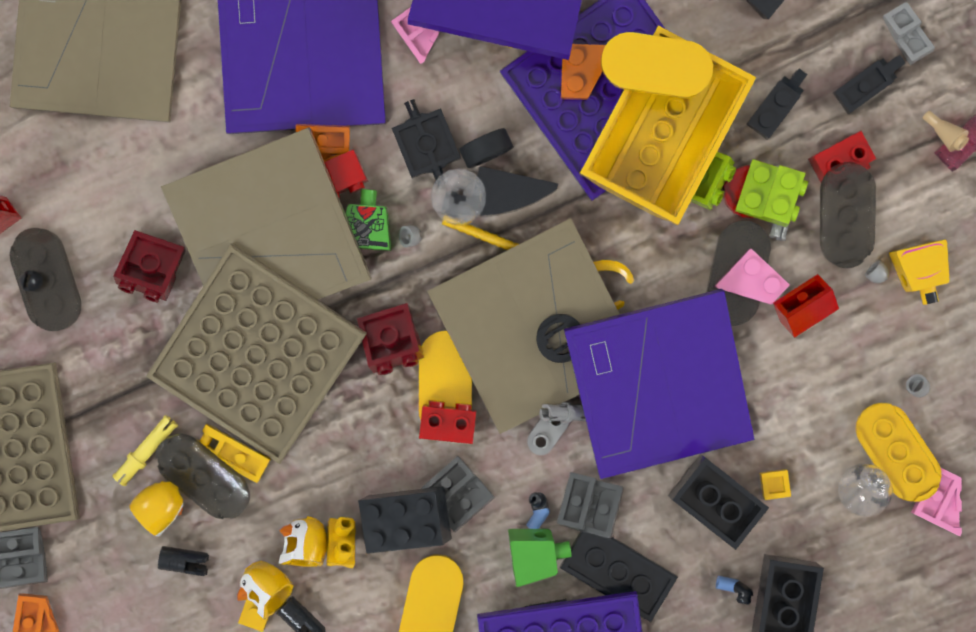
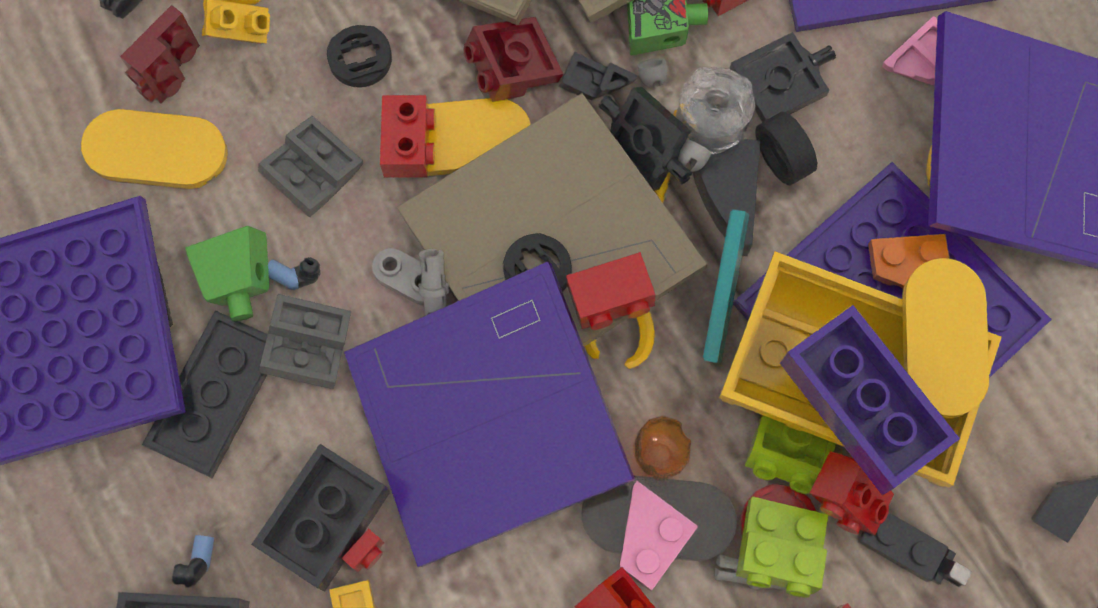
camera: 85 degrees right, 15 degrees down
(359, 439) = (347, 73): none -> black piece
(372, 603) = (158, 54): none -> dark red plate
(405, 520) = (270, 95): black brick -> none
(409, 280) = (593, 78): none -> black slope
(469, 248) = (648, 136): none -> black plate
(489, 217) = (695, 154): none -> light grey hinge
(587, 206) = (726, 286): none -> teal tile
(590, 289) = (611, 291): none -> red brick
(694, 265) = (662, 448): none -> clear orange hair
(700, 127) = (868, 400): none -> brick
(741, 474) = (364, 551): none -> red plate
(743, 142) = (850, 495): none -> red brick

